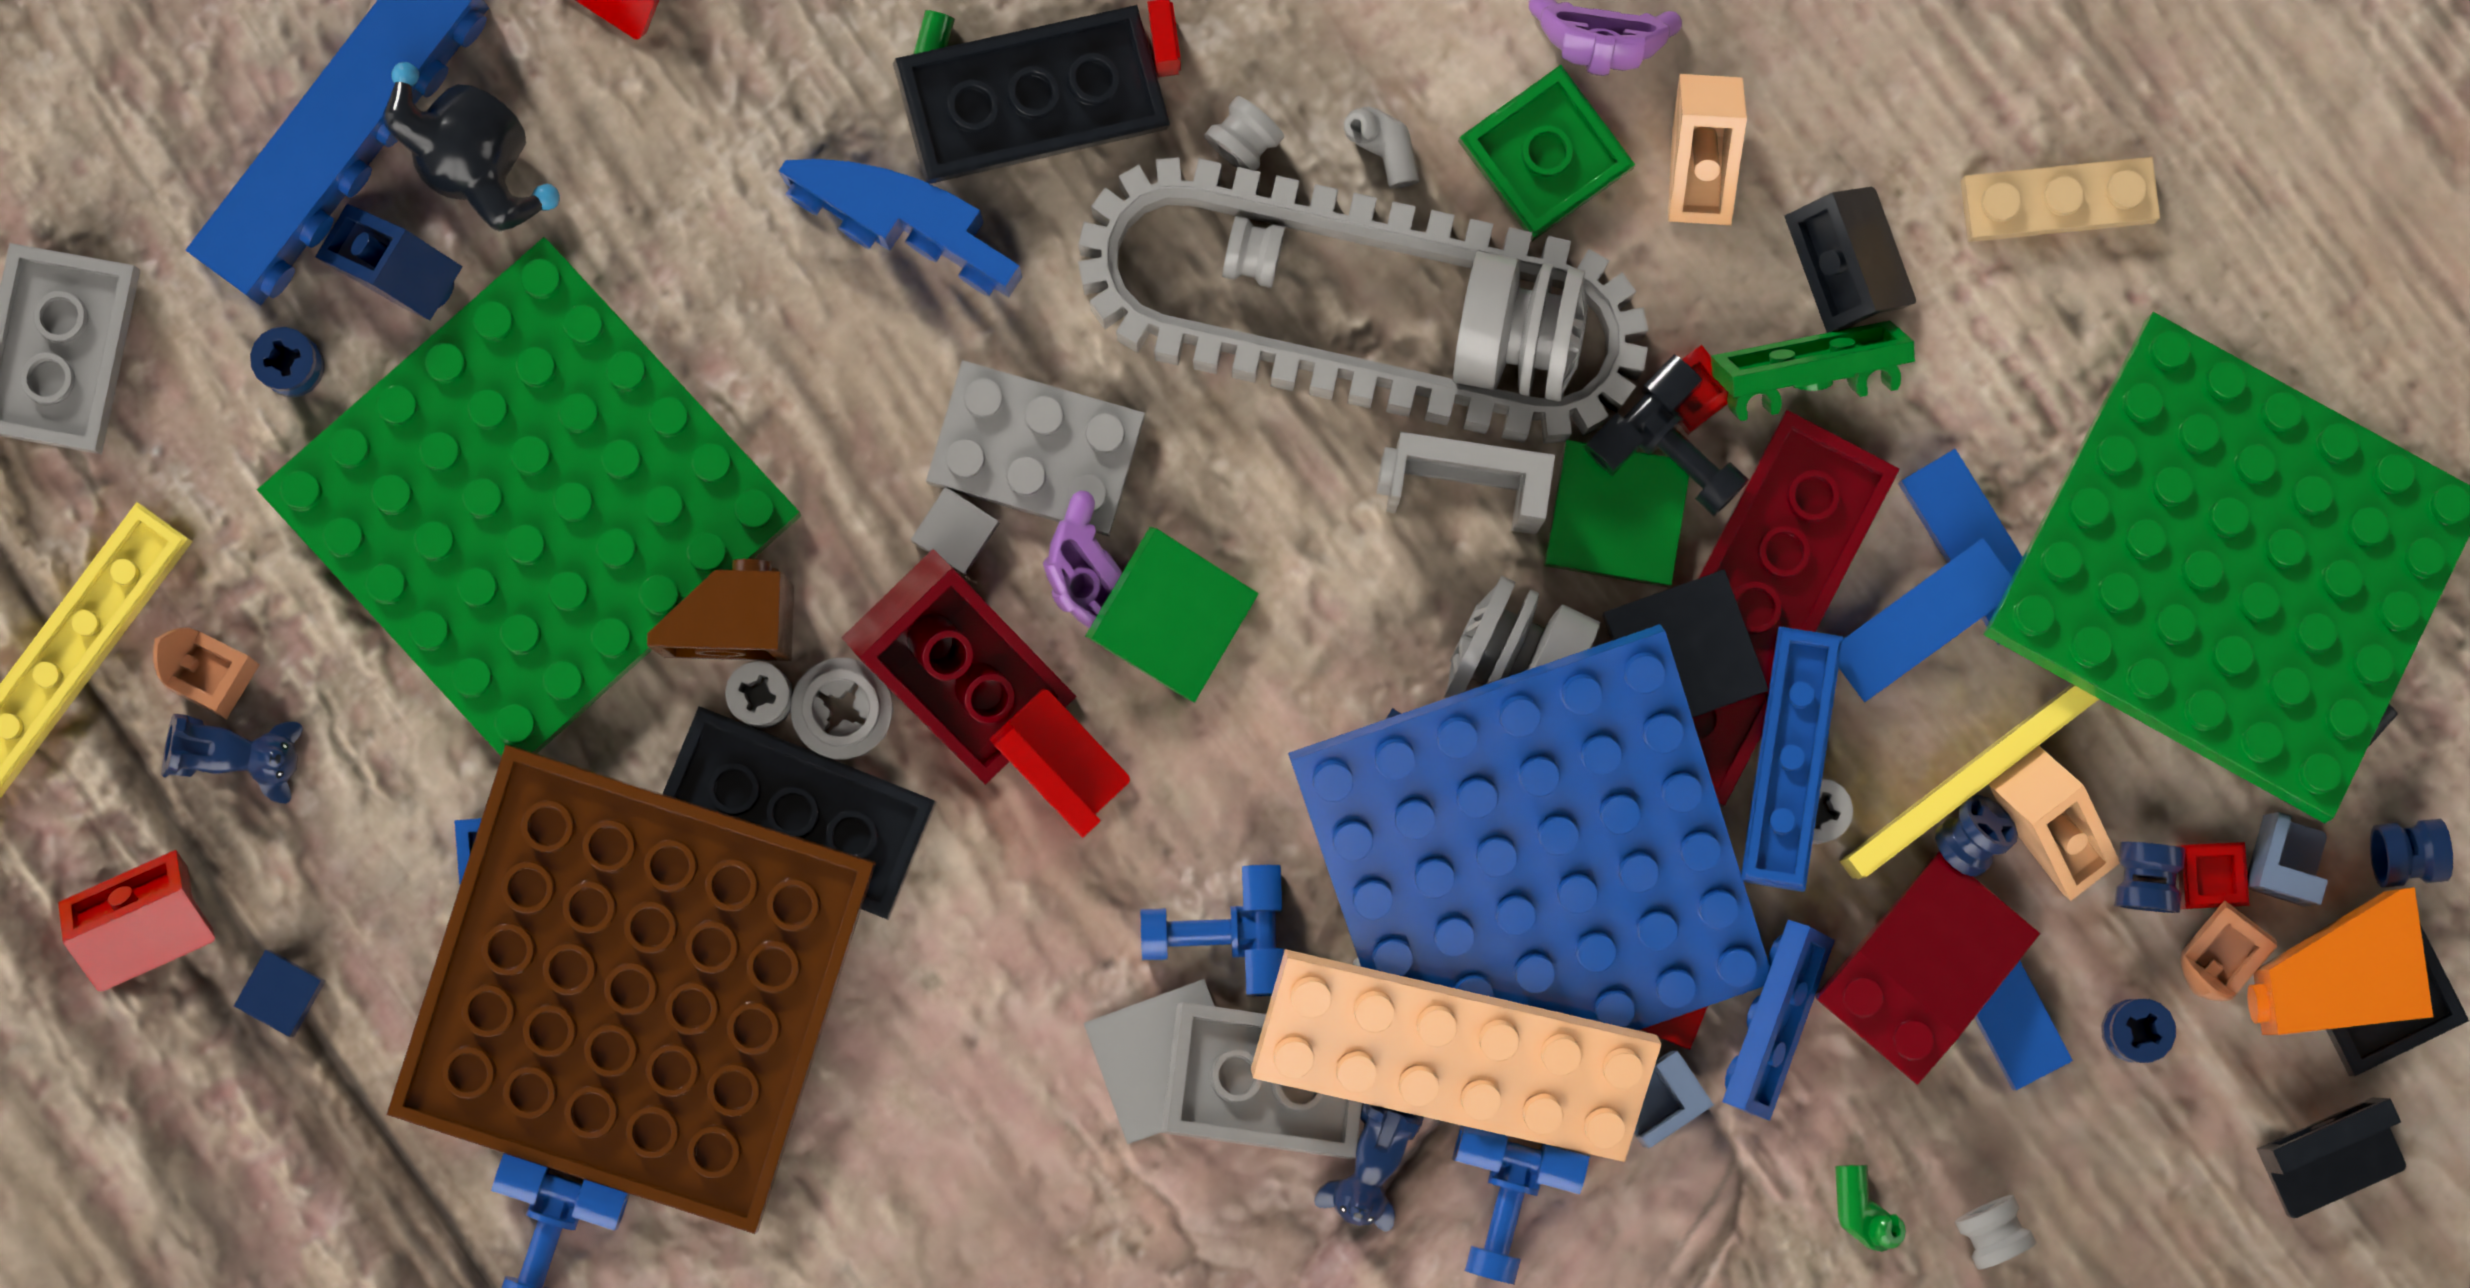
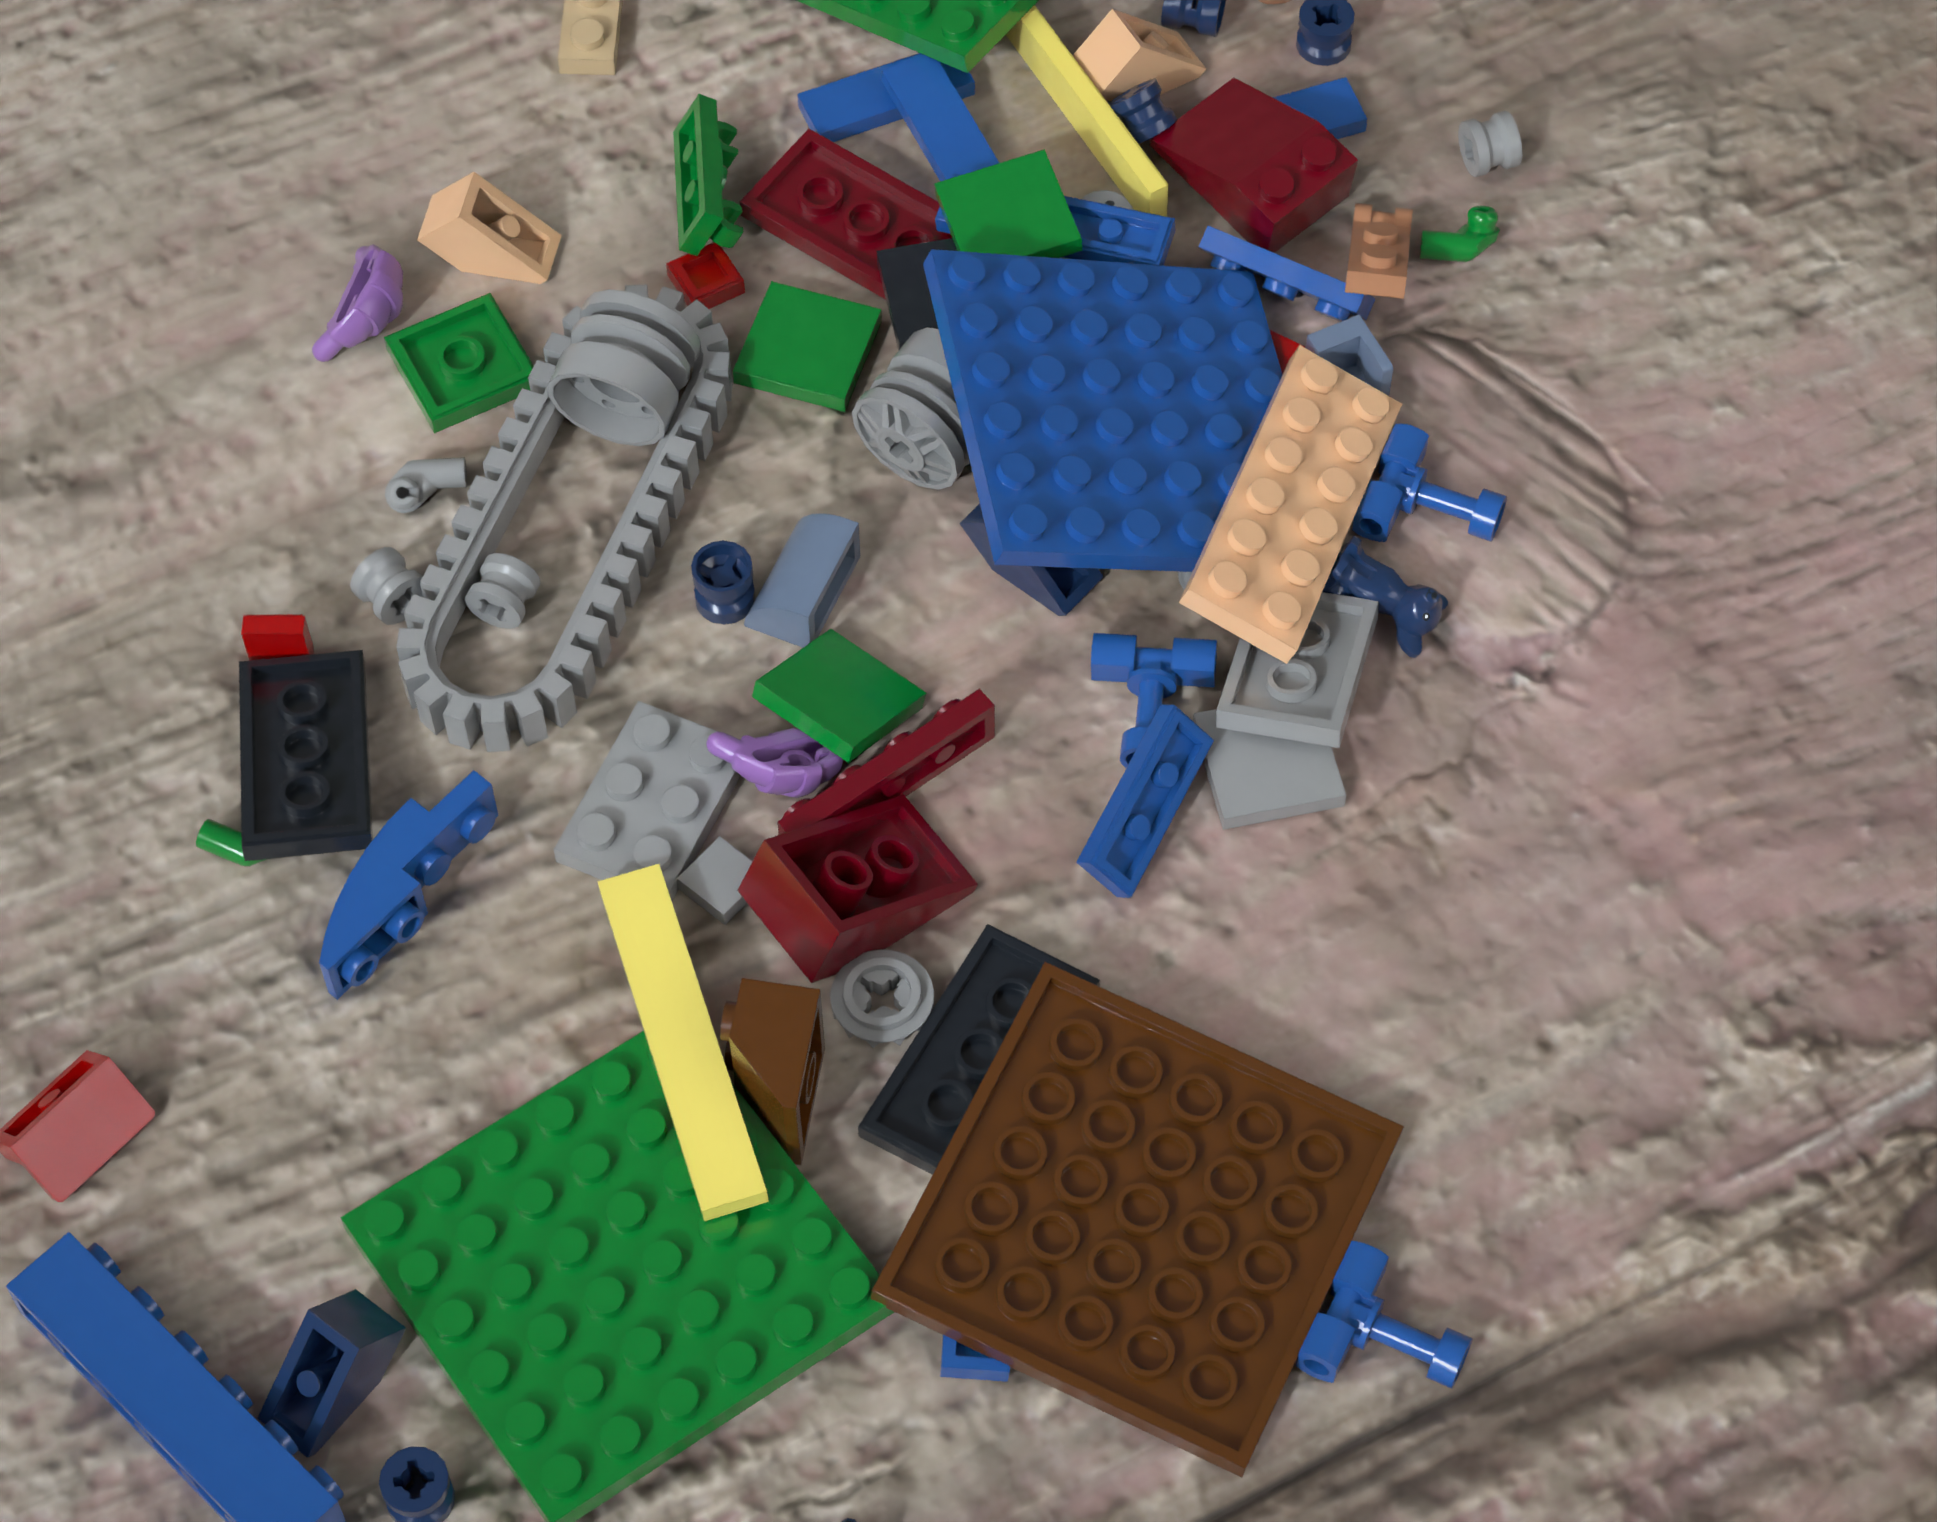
camera: 80 degrees left, 25 degrees down
(465, 148) = (230, 1272): black piece -> none
(751, 522) = (683, 1043): none -> light yellow tile
(766, 709) = (860, 1082): light grey wheel -> none
(1061, 760) = (969, 809): red panel -> none
(1065, 654) = (904, 764): none -> dark red plate
(1083, 941) = (1145, 801): none -> blue tile
(1297, 464) = (723, 582): none -> dark blue wheel
(1313, 556) = (806, 579): none -> sand blue brick
(1475, 464) = (778, 387): light grey panel -> none
(1654, 426) = (736, 292): black bar -> none
(1778, 706) = (1010, 210): none -> green tile
(1809, 1119) = (1379, 252): none -> nougat plate
(1850, 257) = (613, 152): black panel -> none

